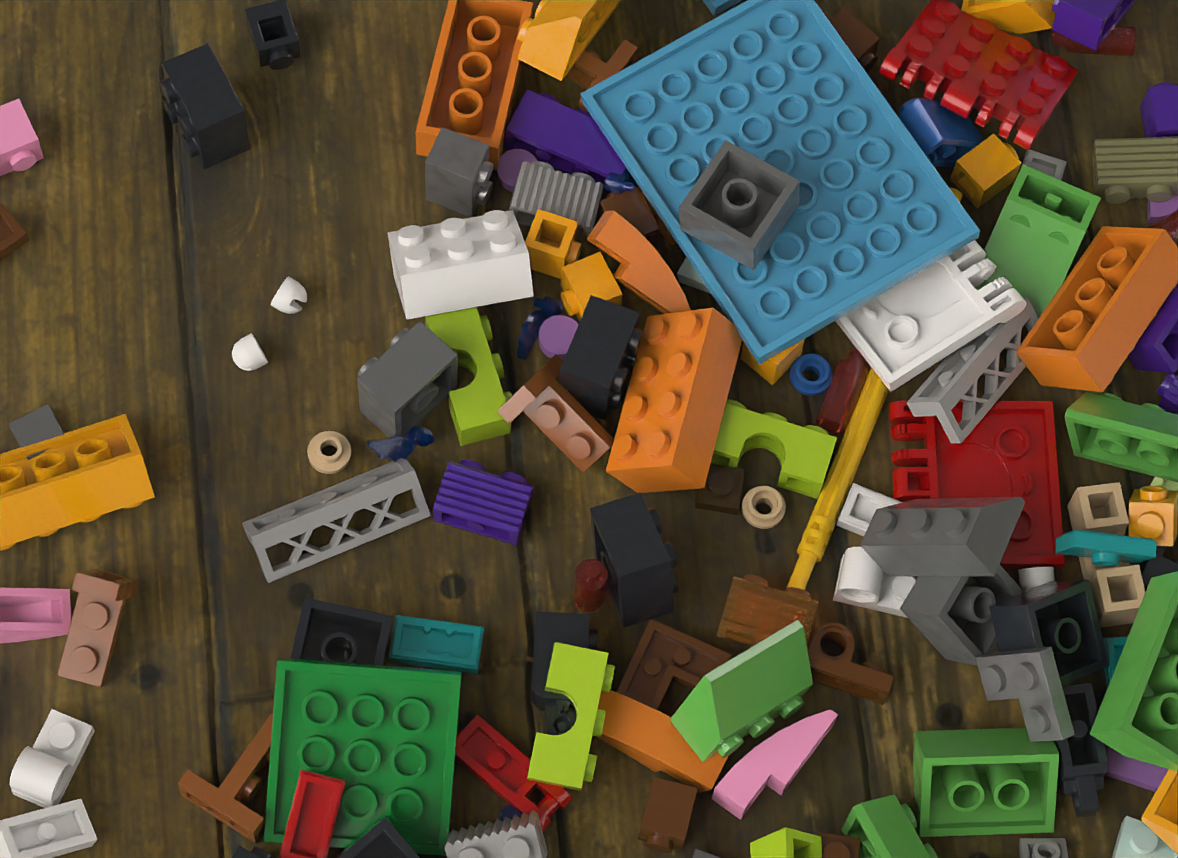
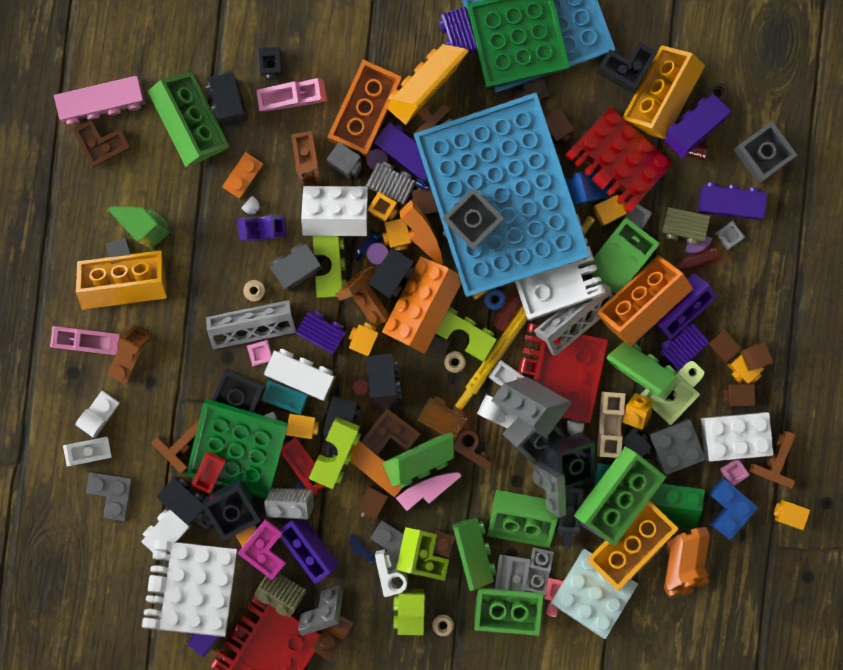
camera: 15 degrees right, 20 degrees up
(79, 345) = (143, 225): none -> bright green slope
(132, 162) = (188, 118): none -> bright green slope
(248, 353) = (226, 231): white hinge -> none
(261, 247) = (242, 175): none -> orange plate
(323, 330) = (262, 228): none -> dark purple brick
(327, 85) = (291, 95): none -> bright pink slope
(366, 571) = (259, 353): none -> bright pink tile
(383, 190) = (306, 159): none -> dark orange bracket
(398, 447) = (289, 296): clear blue piece -> none
(460, 583) = (300, 374): none -> white brick
(488, 688) = (302, 426): none -> light orange brick
(570, 498) = (363, 338): none -> light orange brick
(1106, 548) = (608, 426): teal plate -> none

